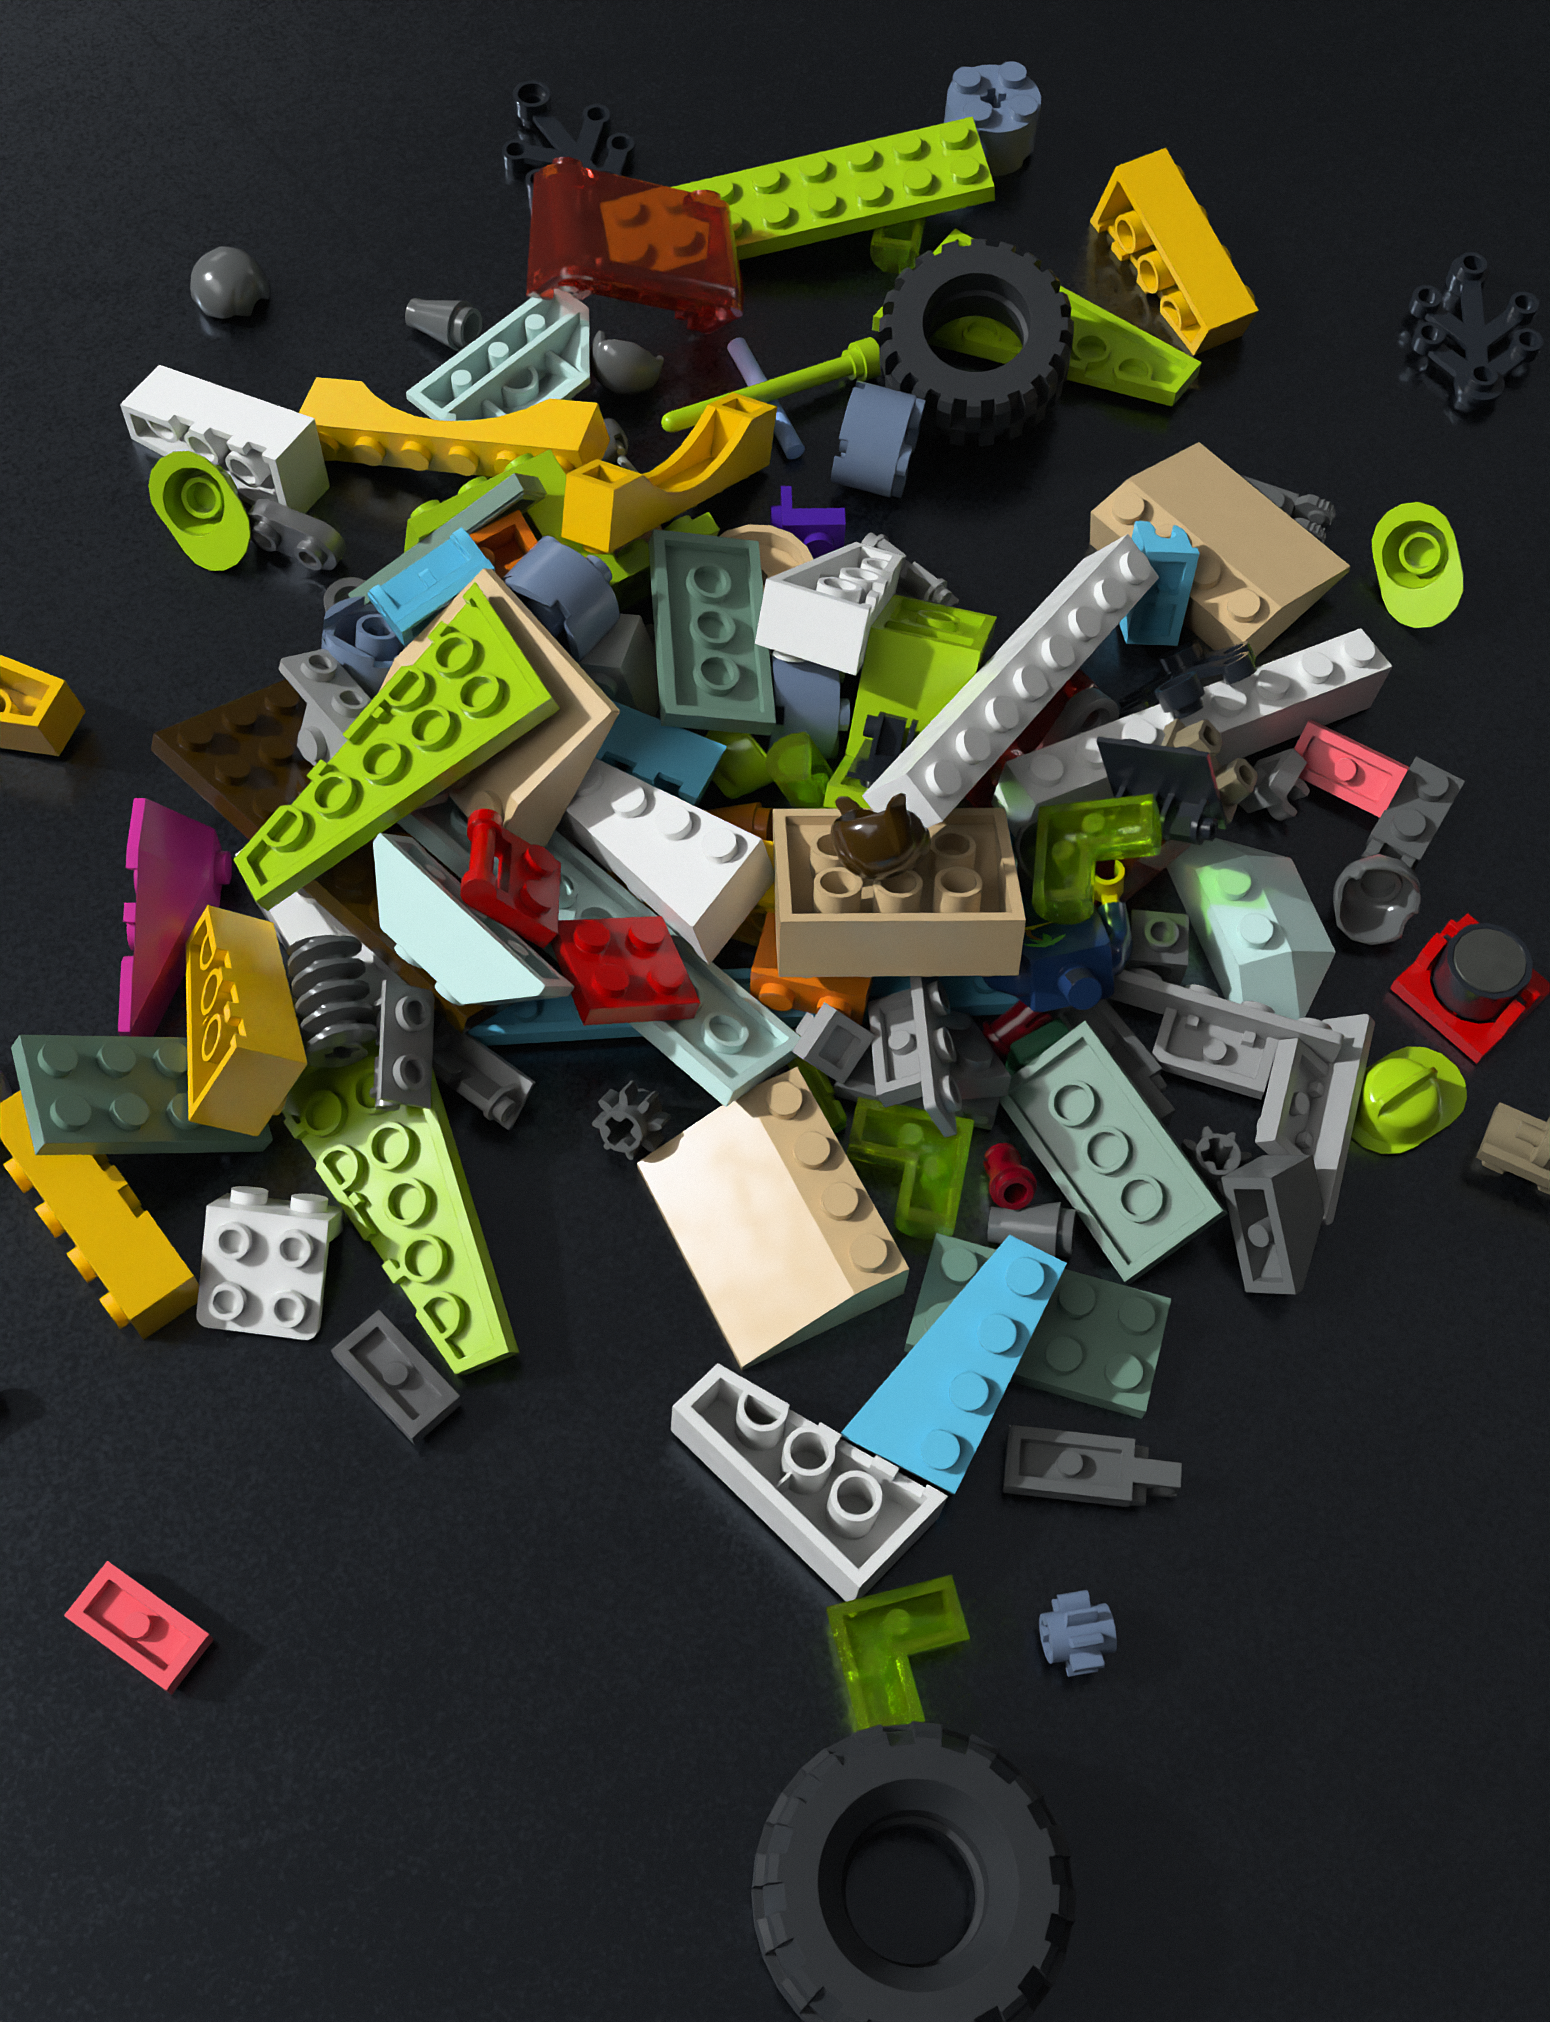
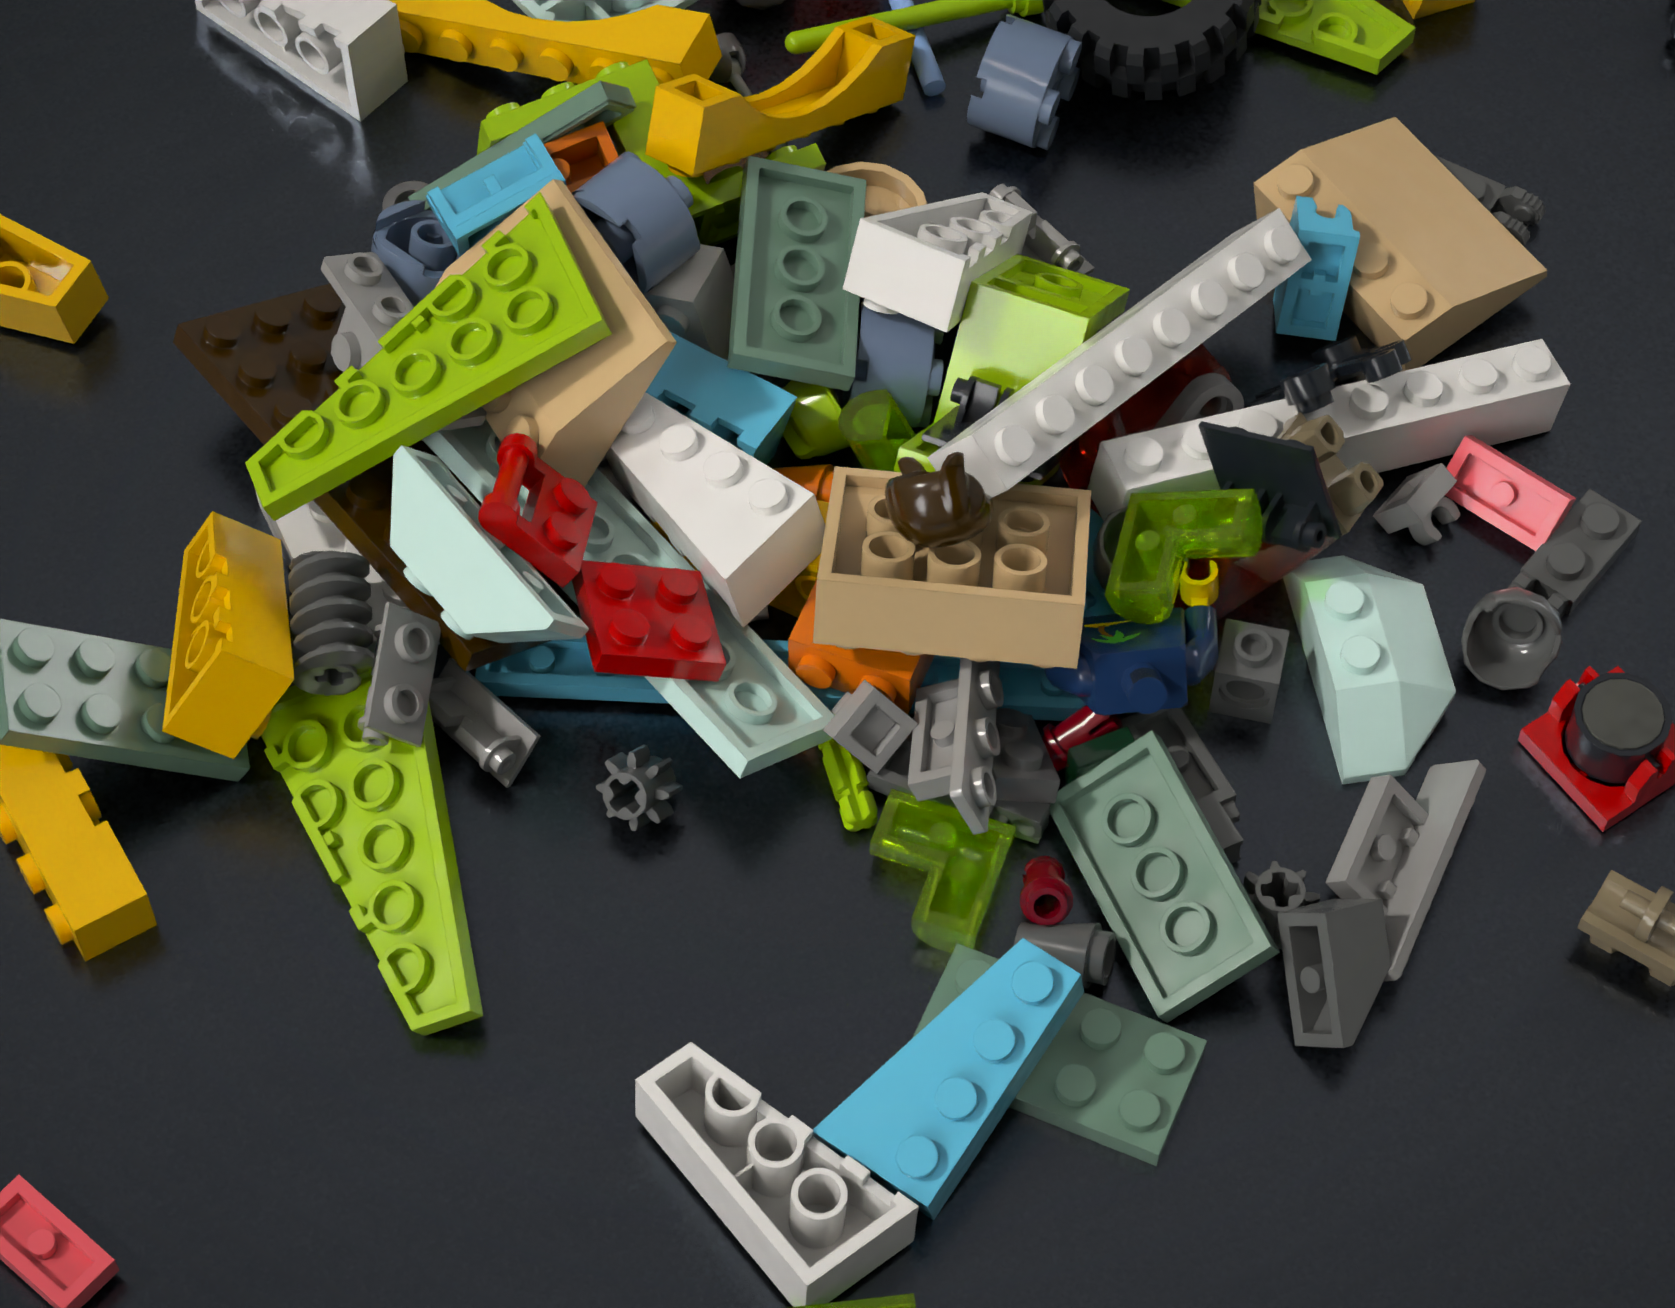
camera: 10 degrees right, 5 degrees down
(175, 878) = (181, 478): dark pink wedge -> none
(201, 509) = (261, 92): lime piece -> none
(266, 1262) = (225, 894): white bracket -> none
(295, 535) = (361, 128): flat silver plate -> none
(396, 1377) = (348, 1026): flat silver plate -> none
(773, 1220) = (780, 909): slope -> none
(817, 528) = (937, 173): dark purple bracket -> none
(1085, 1468) = (1082, 1205): dark grey hinge -> none
(1216, 1037) = (1302, 767): light grey bracket -> none
(1407, 1100) = (1512, 861): lime piece -> none
(1418, 564) = (1626, 275): lime piece -> none

